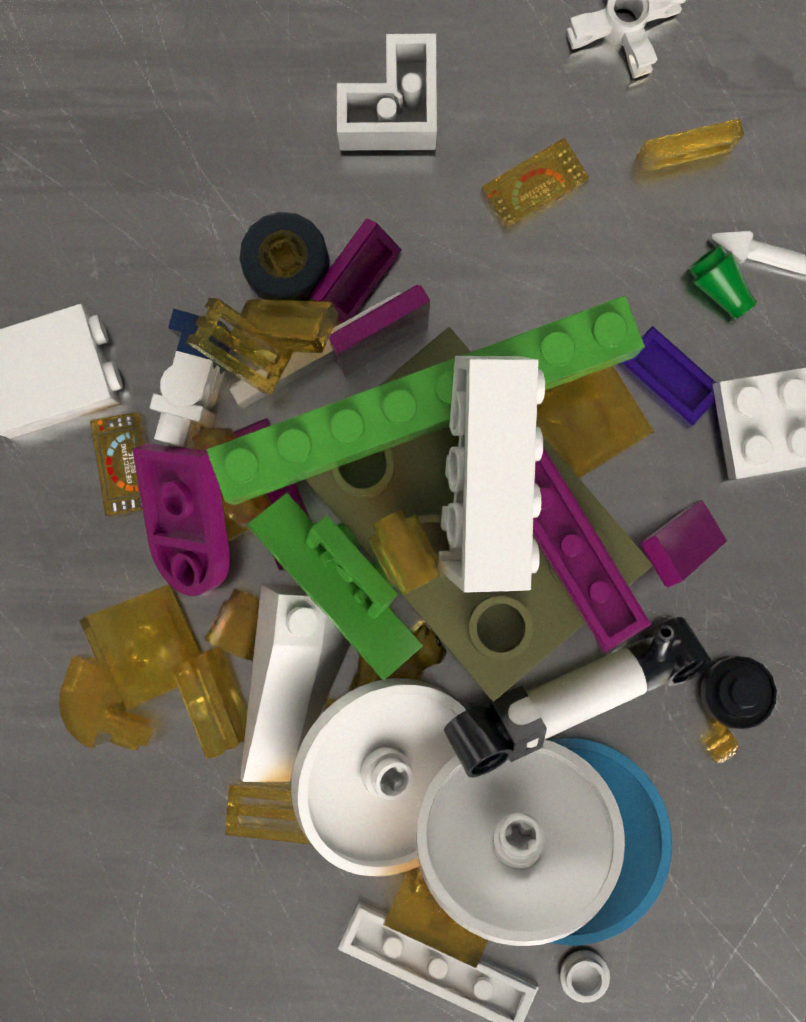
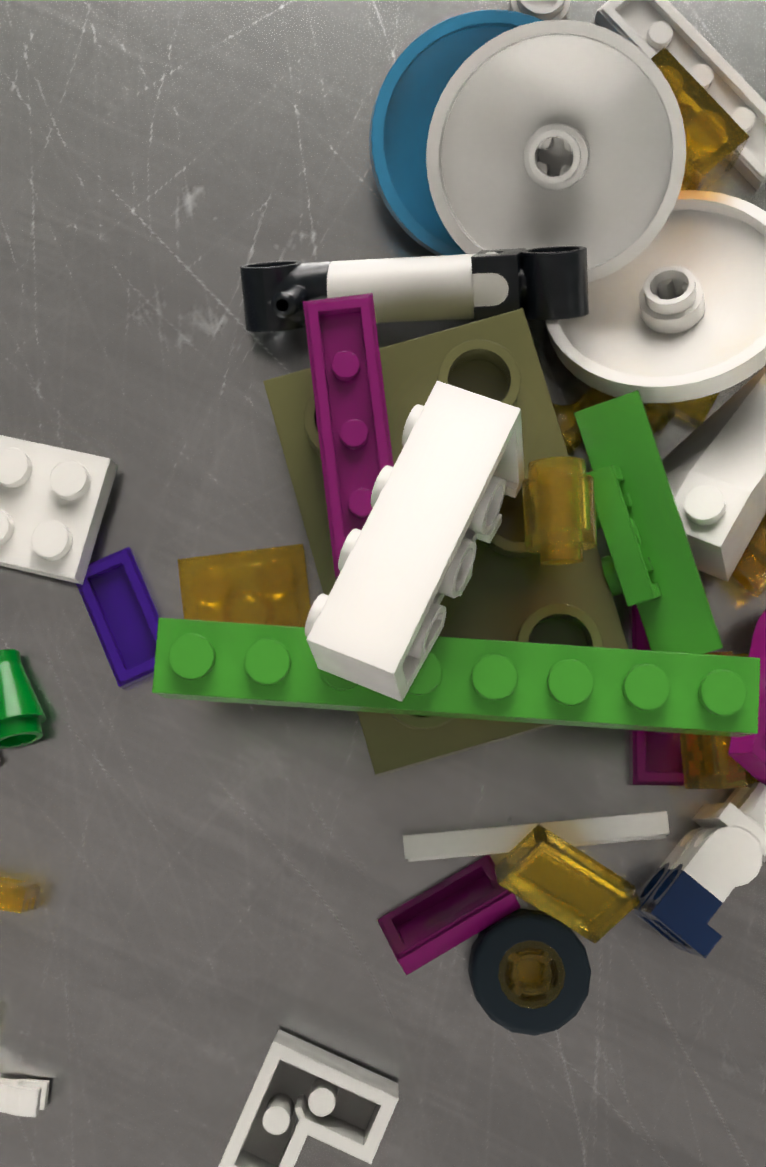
camera: 155 degrees left, 5 degrees down
(208, 327) = (672, 911): clear yellow tile -> none
(381, 330) = (461, 816): magenta tile -> none
(535, 184) = (176, 928): clear yellow tile -> none
(683, 544) = (211, 402): magenta tile -> none
(723, 744) = (269, 176): clear yellow hand -> none
(738, 692) = (224, 222): black plate -> none

